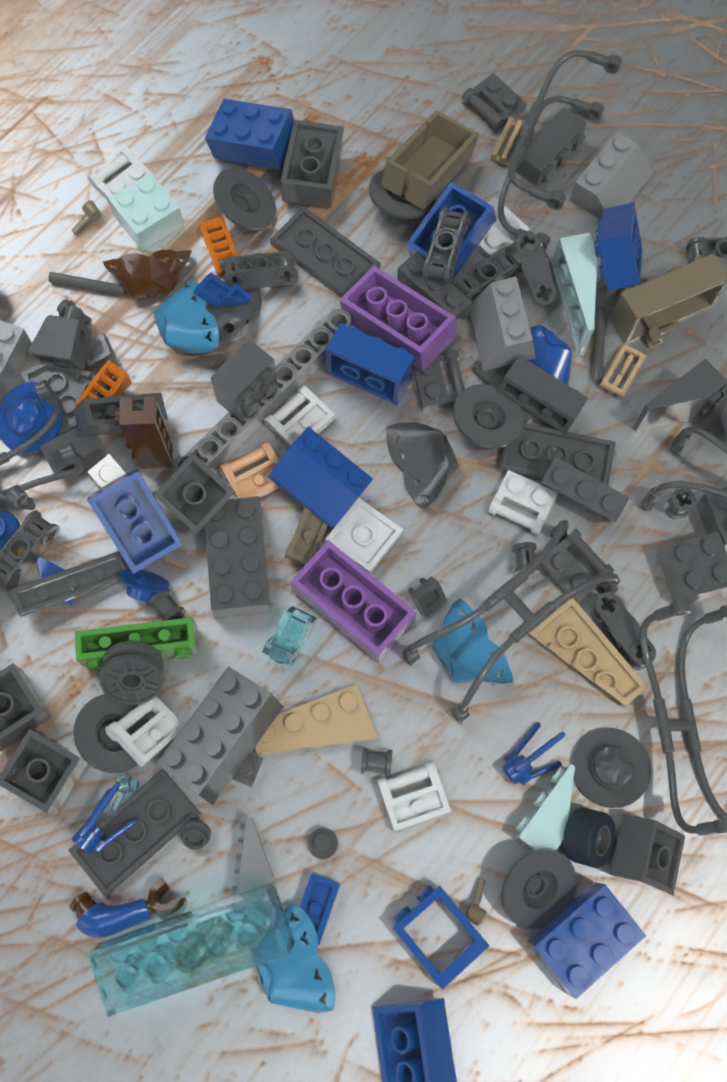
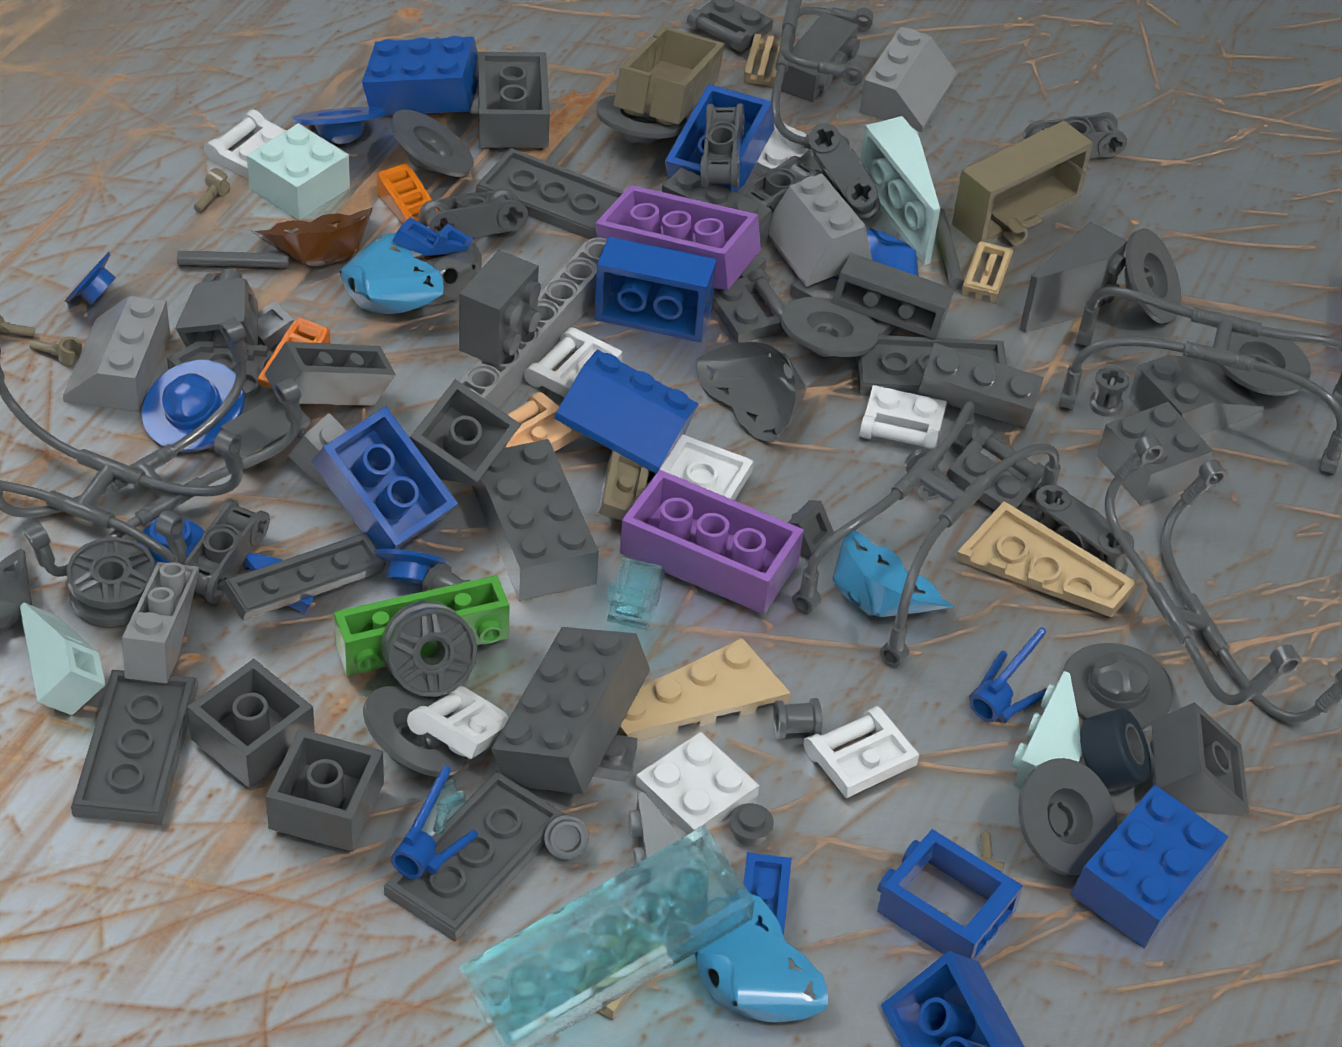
camera: 15 degrees left, 25 degrees down
(103, 920) = (450, 948): piece -> none
(145, 433) = (379, 365): reddish brown brick -> none
(185, 166) = (340, 124): none -> blue hat
(295, 802) = (696, 784): none -> white plate
(619, 247) = (945, 128): blue brick -> none

